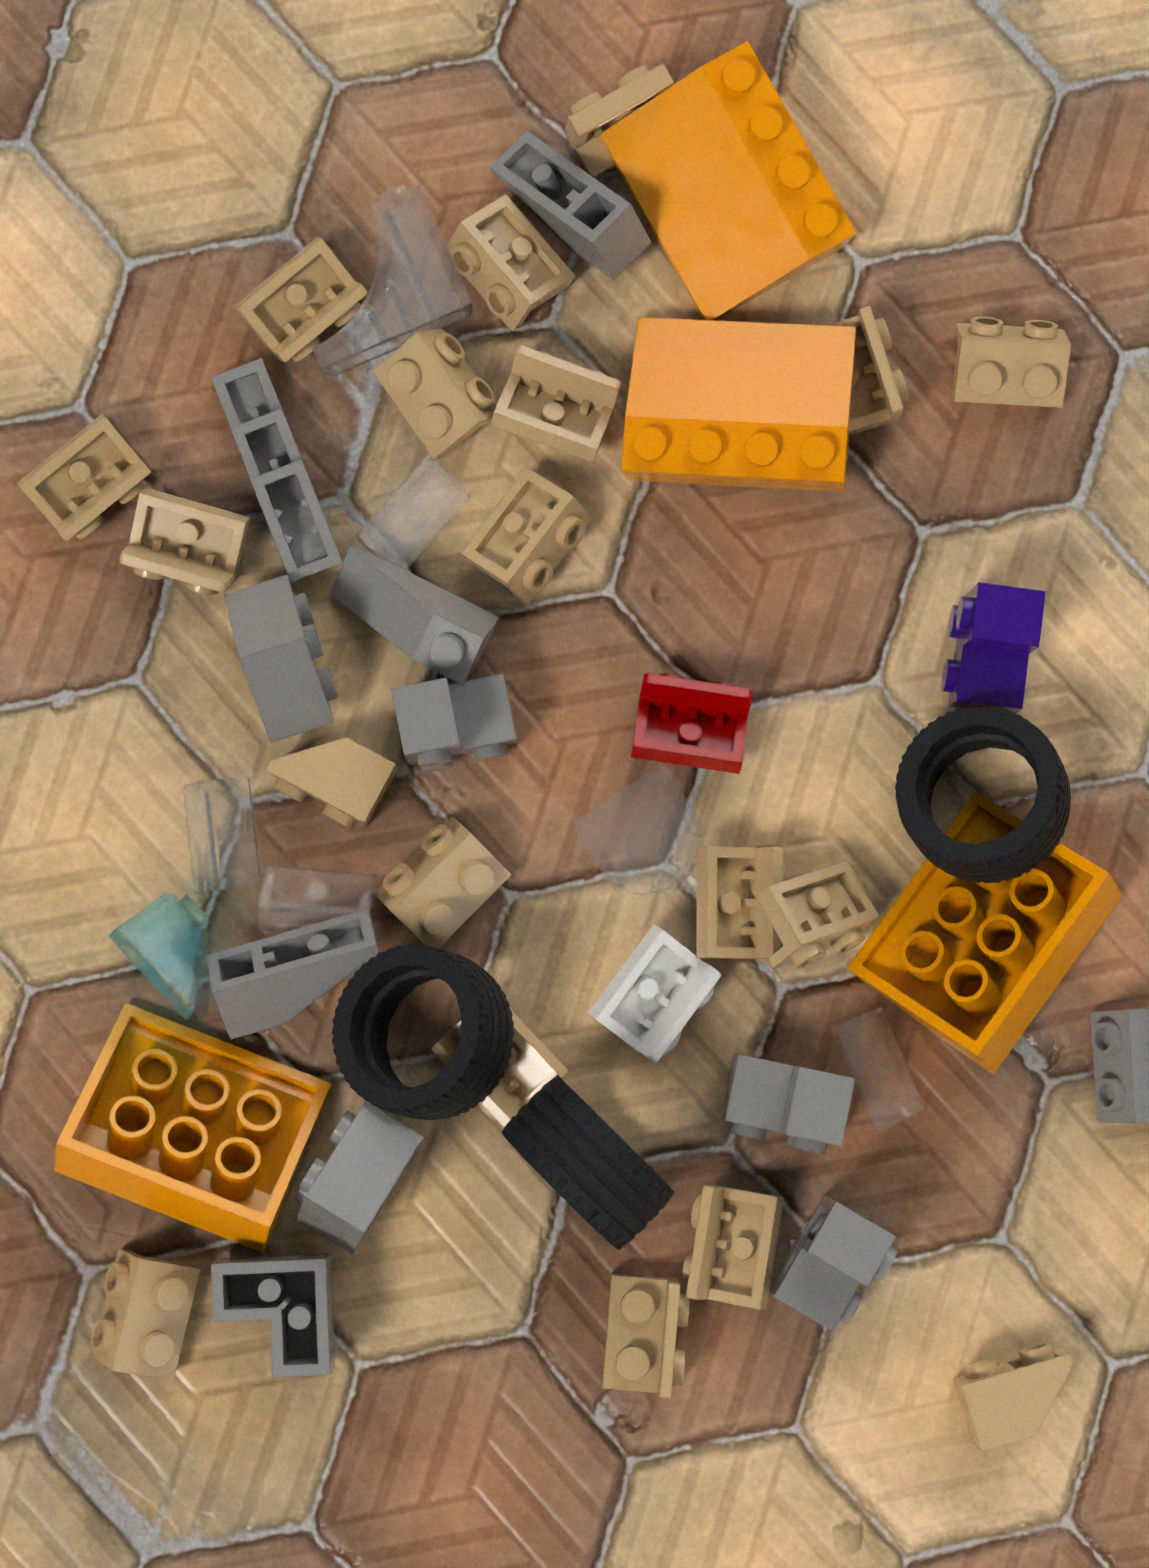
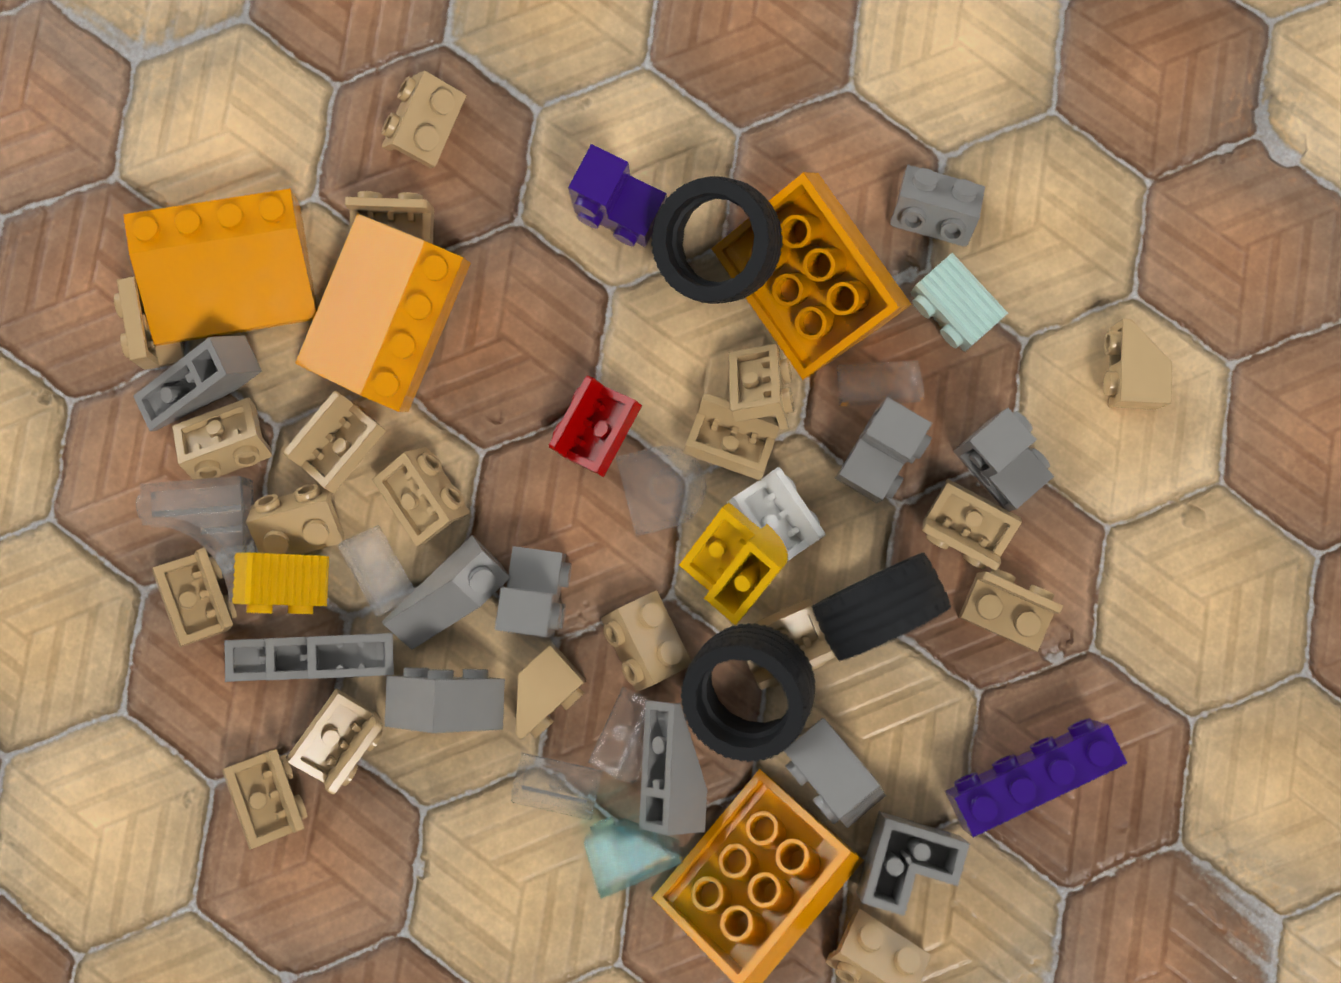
camera: 55 degrees left, 0 degrees up
(360, 402) = (280, 580): none -> yellow brick
(441, 1436) = (1035, 776): none -> dark purple brick
(580, 959) = (735, 562): none -> yellow brick
(1016, 1133) = (957, 303): none -> light aqua brick

